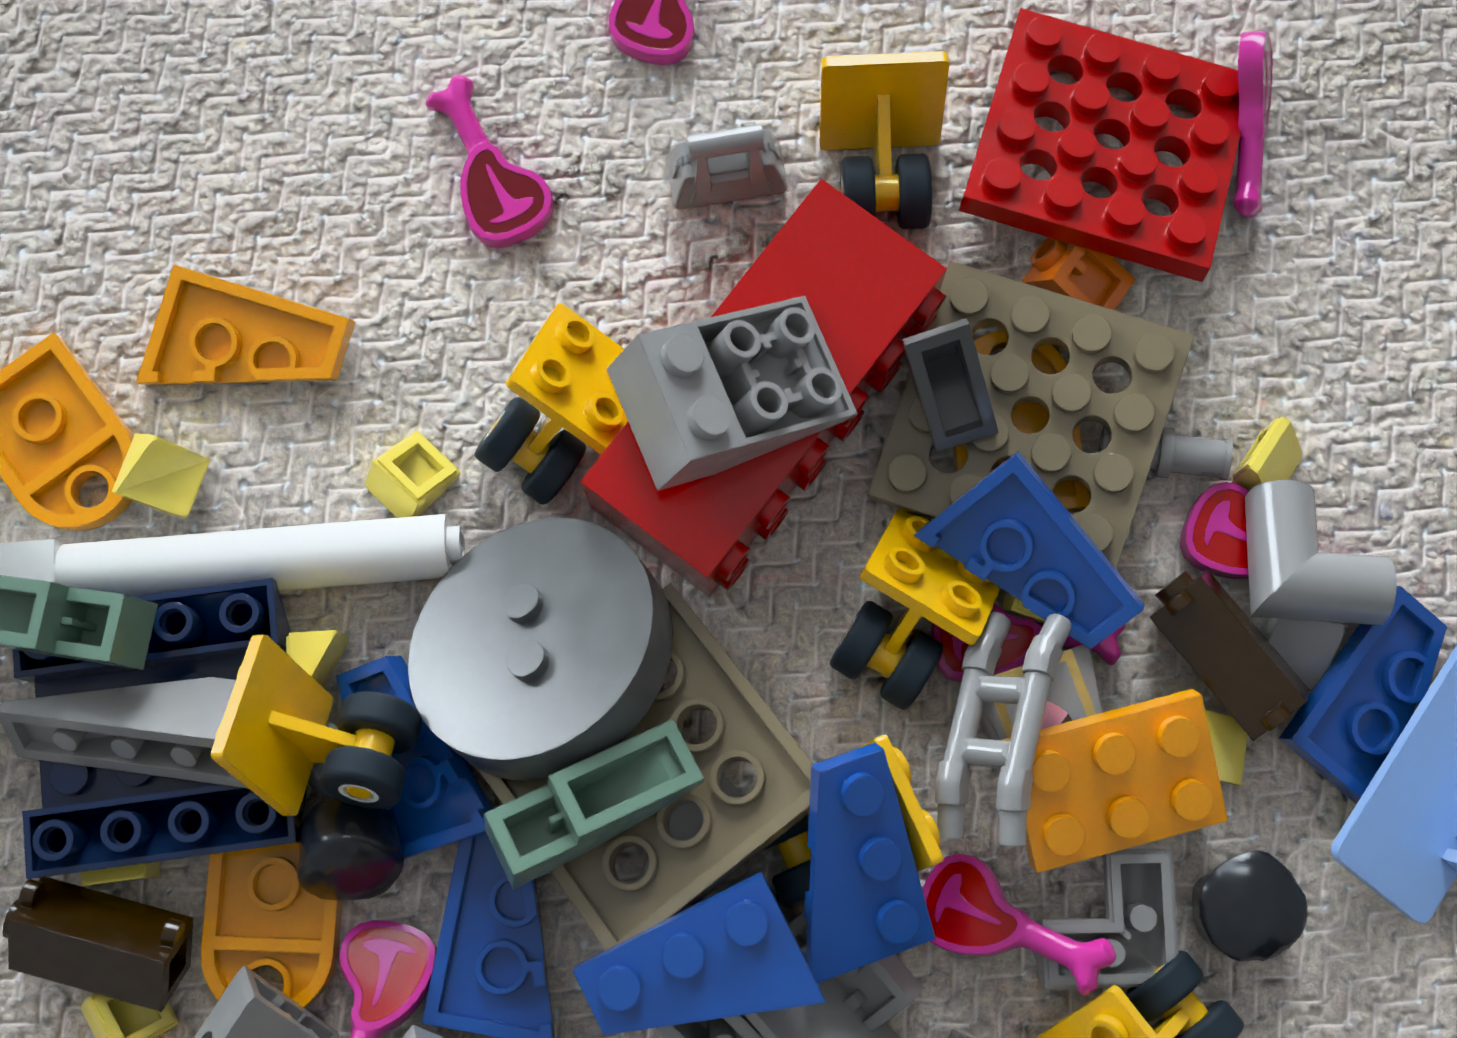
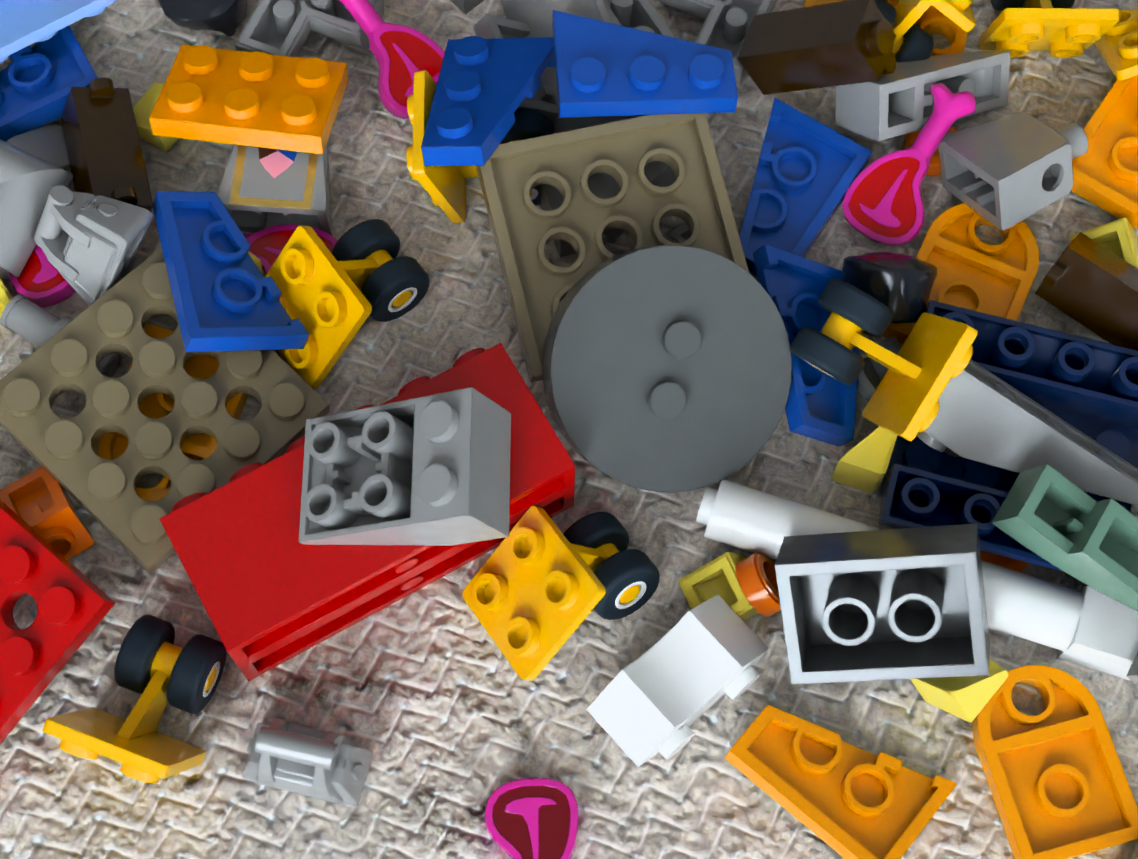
camera: 160 degrees left, 10 degrees down
(241, 487) = (884, 604): none -> dark grey brick
(374, 489) = (759, 583): none -> orange tile
(410, 378) = (678, 680): none -> white brick
(591, 803) = (672, 212): sand green slope -> none
(950, 385) = (209, 438): dark grey slope -> none
(1012, 756) = (318, 118): light grey piece -> none
(1185, 543) = (90, 239): none -> light grey piece

